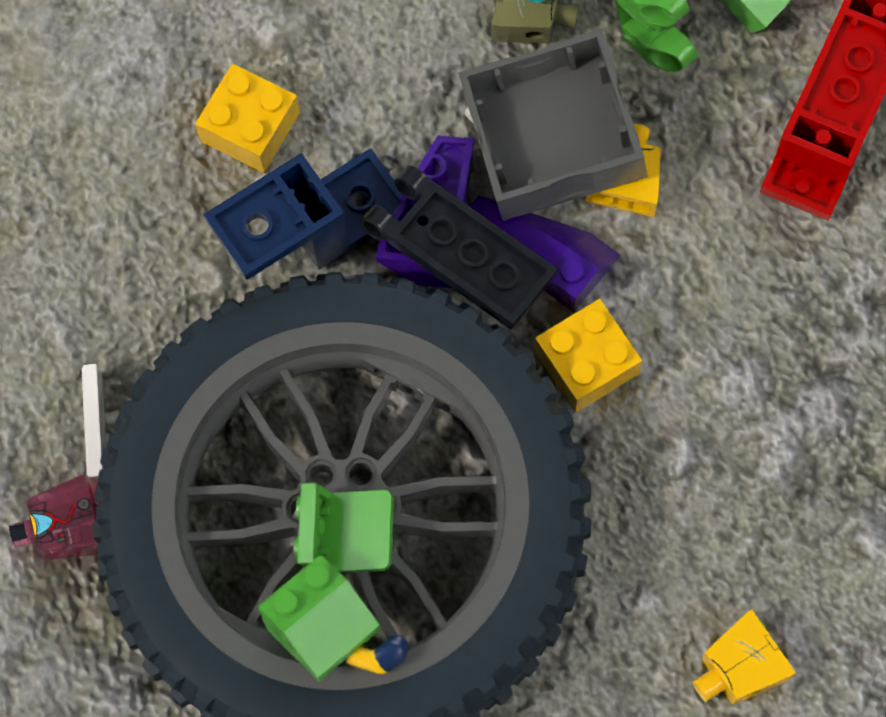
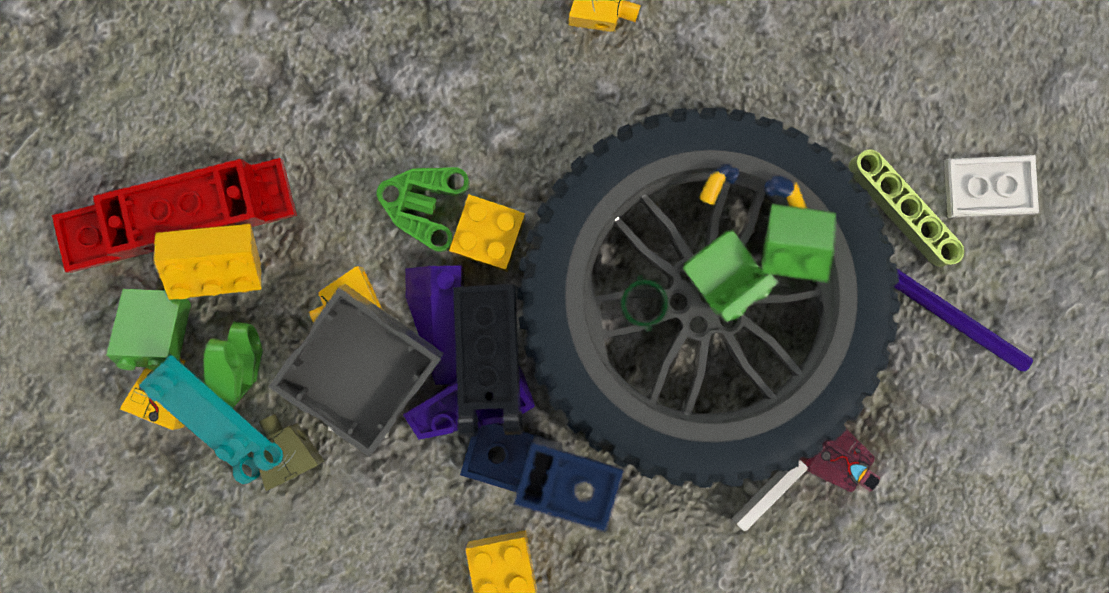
camera: 130 degrees left, 15 degrees up
(376, 407) = (663, 296): none -> dark green piece
(450, 593) = (716, 180): none -> yellow arm
(655, 291) = (427, 179): none -> bright green connector
(772, 68) = (208, 261): none -> yellow brick

